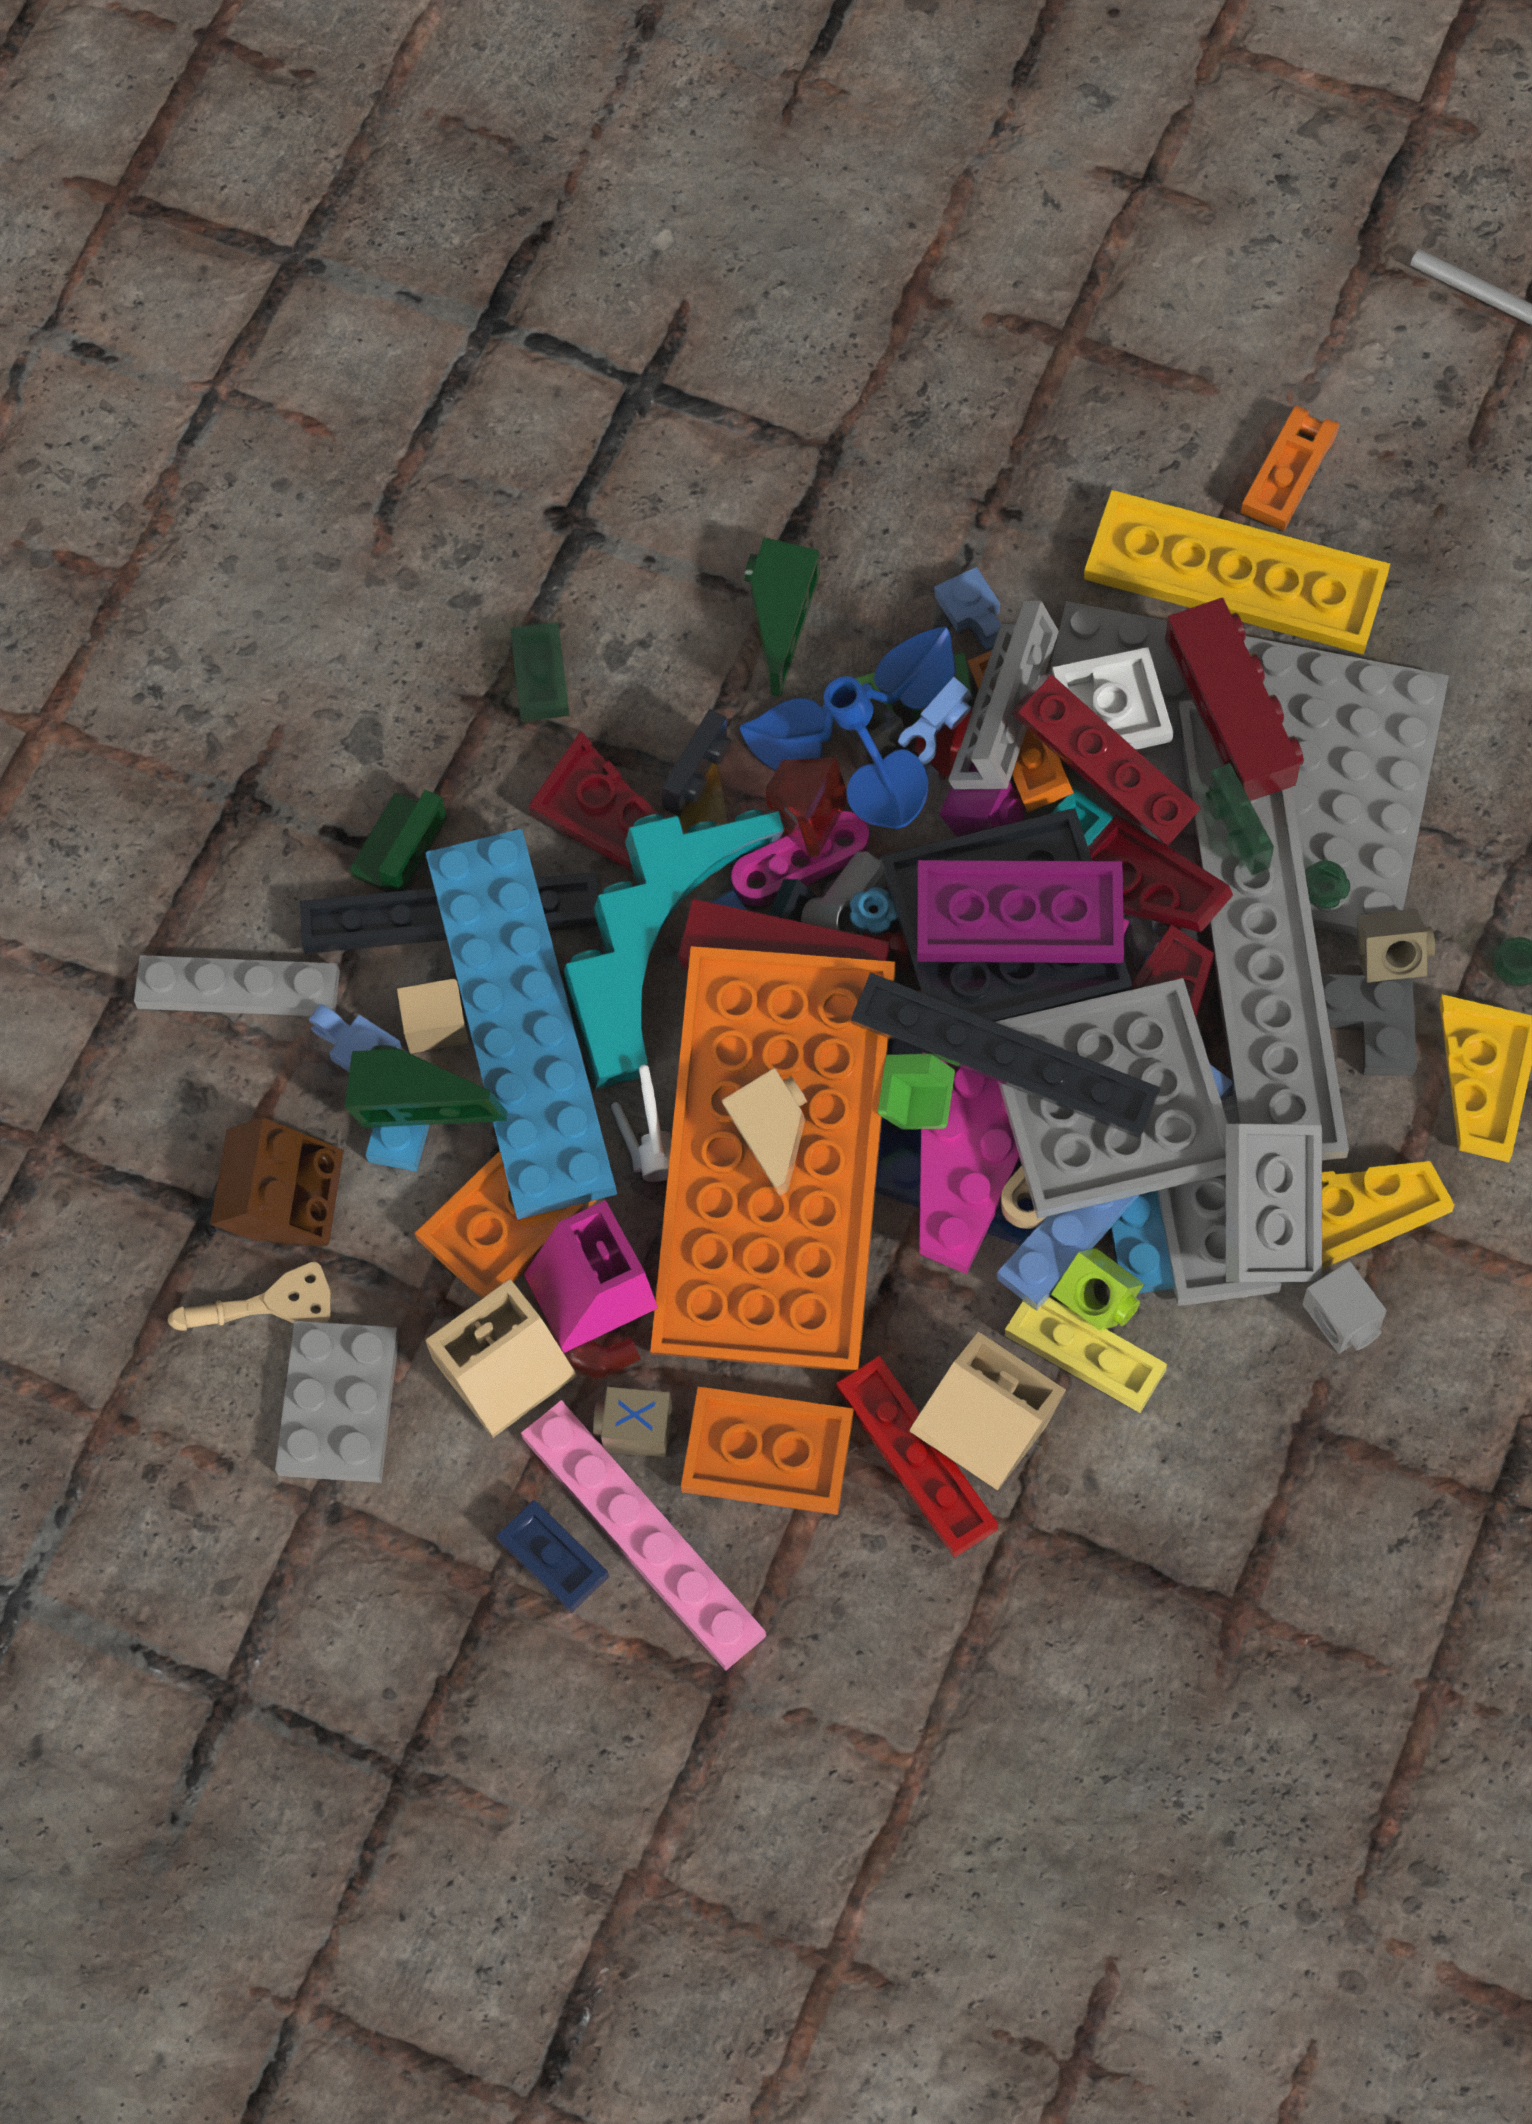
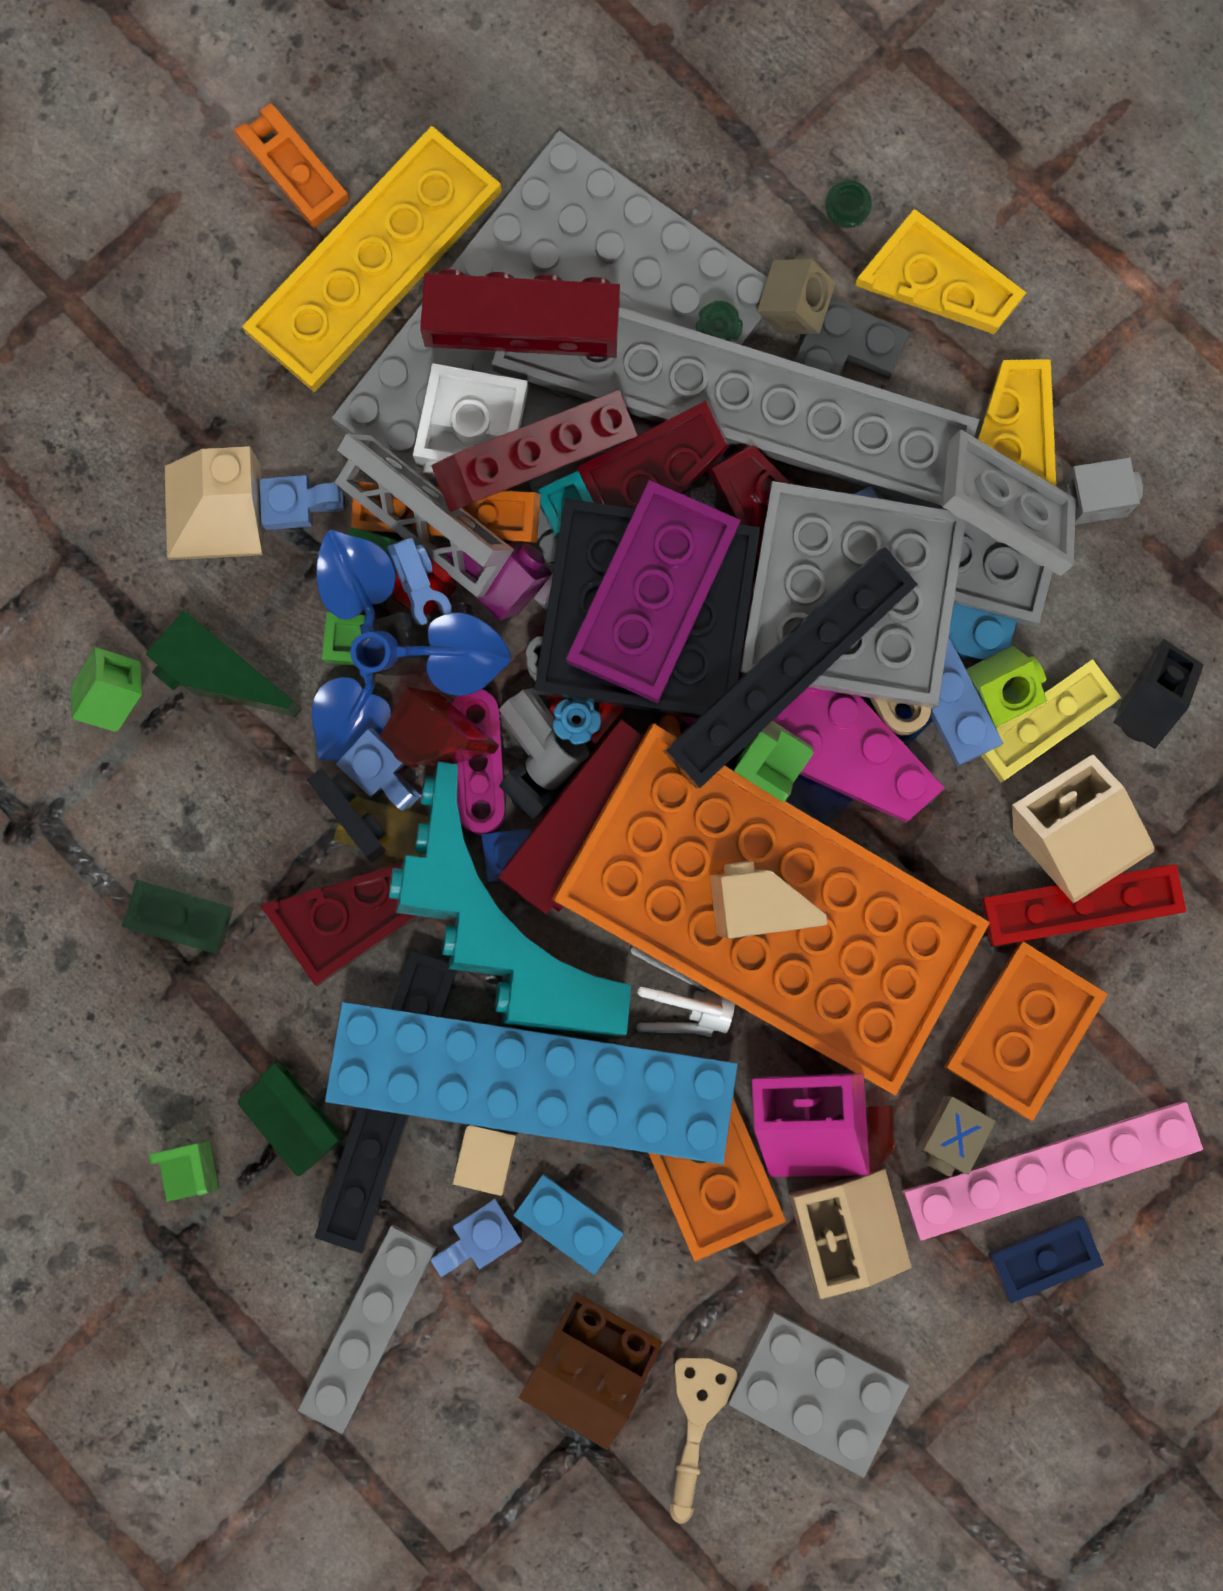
camera: 70 degrees left, 15 degrees up
(317, 775) = (187, 1170): none -> bright green panel
(403, 1090) = (560, 1216): dark green slope -> none
(719, 526) = (106, 689): none -> bright green panel
(749, 775) = (375, 768): none -> medium blue plate
(934, 542) = (214, 504): none -> tan slope
(1165, 1442) = (1159, 695): none -> black slope
(1246, 833) = (655, 362): clear green plate -> none

